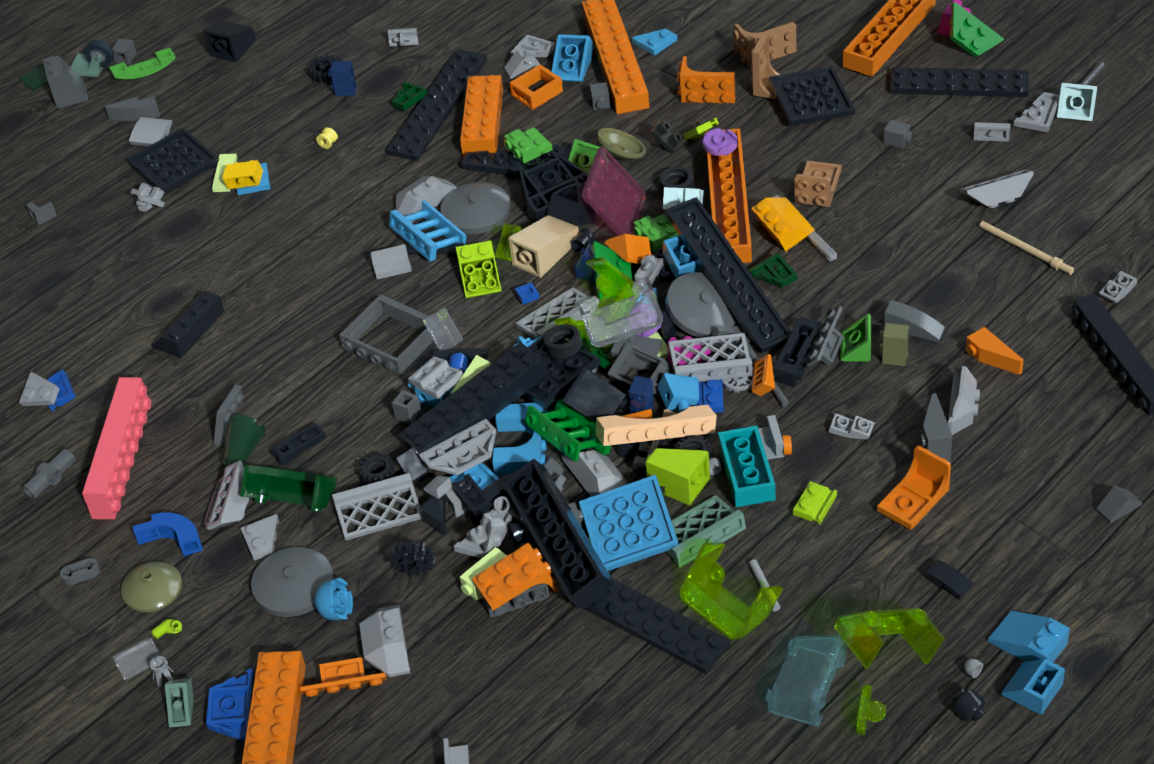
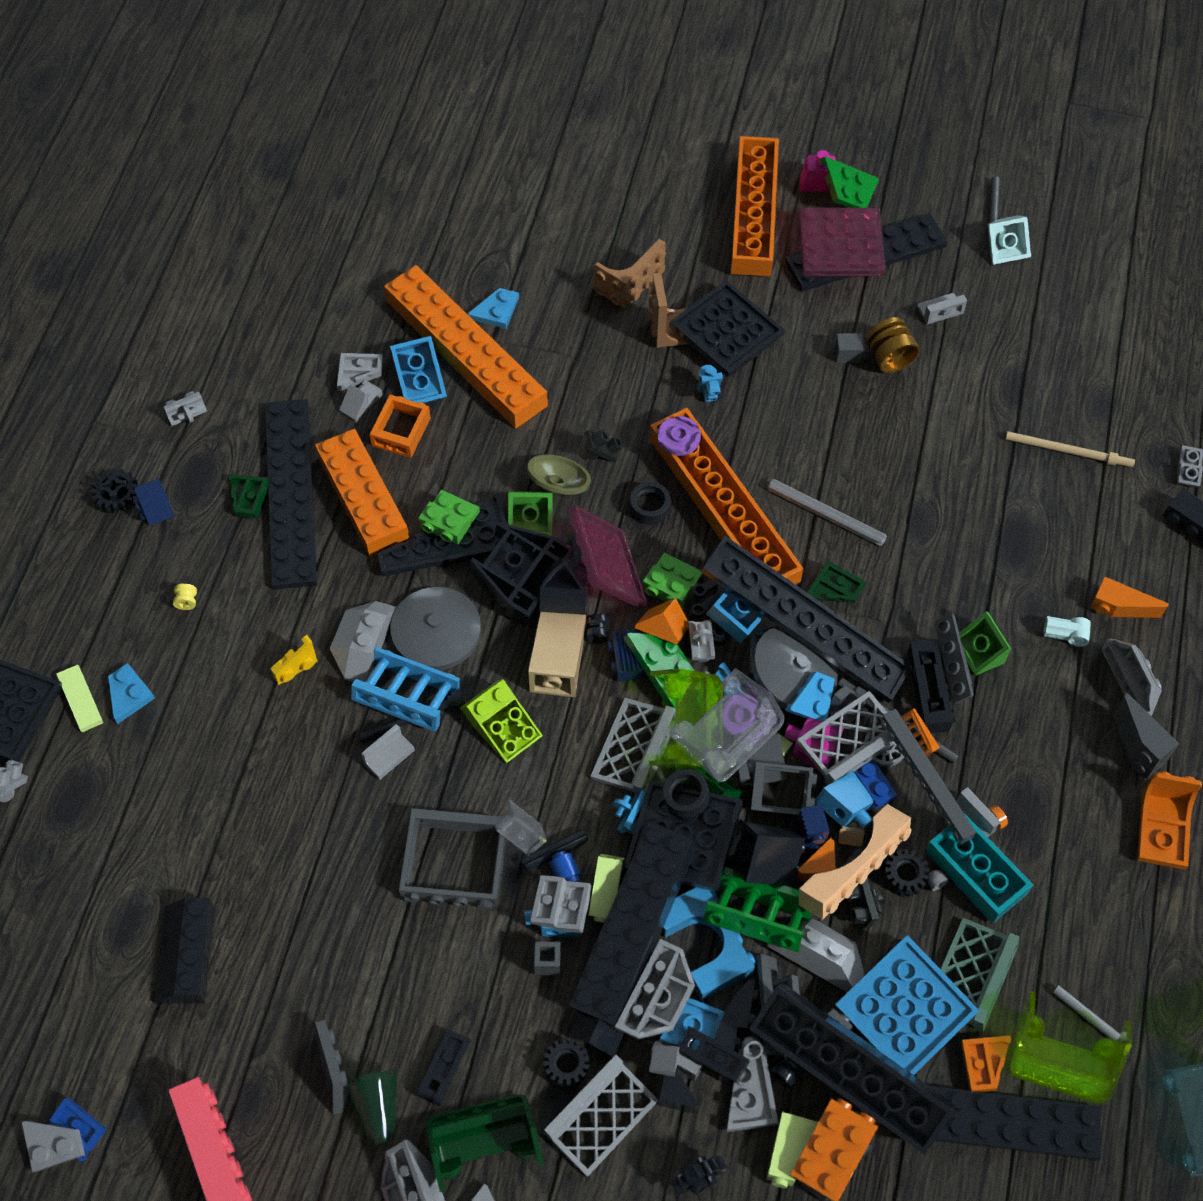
camera: 35 degrees left, 15 degrees up
(242, 174) = (115, 697): yellow brick -> none
(368, 192) = (294, 662): none -> yellow wing
(488, 533) = (770, 1101): light grey hips -> none
(503, 249) = (516, 667): clear neon green tile -> none
(527, 293) = (579, 729): blue plate -> none
(600, 96) = (485, 412): dark grey brick -> none
(663, 581) = (984, 1061): none -> orange wing
(675, 196) = (684, 530): light aqua brick -> none
(680, 472) = (916, 913): lime slope -> none
(699, 323) = (813, 698): none -> dark azure wing
(700, 130) = (636, 421): lime plate -> none
(705, 86) = (597, 362): orange bracket -> none
(744, 392) = (928, 777): none -> dark grey piece
(771, 123) = (709, 383): none -> dark azure hips
(782, 221) = (806, 515): light orange slope -> none
(815, 502) = (1068, 879): lime plate -> none
(817, 183) = (808, 447): medium nougat bracket -> none
(857, 428) = (1043, 762): light grey slope -> none
(895, 344) = (1031, 637): olive brick -> none
(919, 323) = (1022, 595): dark grey slope -> none
(927, 138) = (892, 345): none -> pearl gold wheel
(937, 357) = (1074, 630): none -> light aqua piece
(940, 67) = (842, 242): none -> clear pink plate
(1000, 189) = (1002, 382): light grey wedge -> none
(1040, 114) = (977, 266): light grey wing -> none

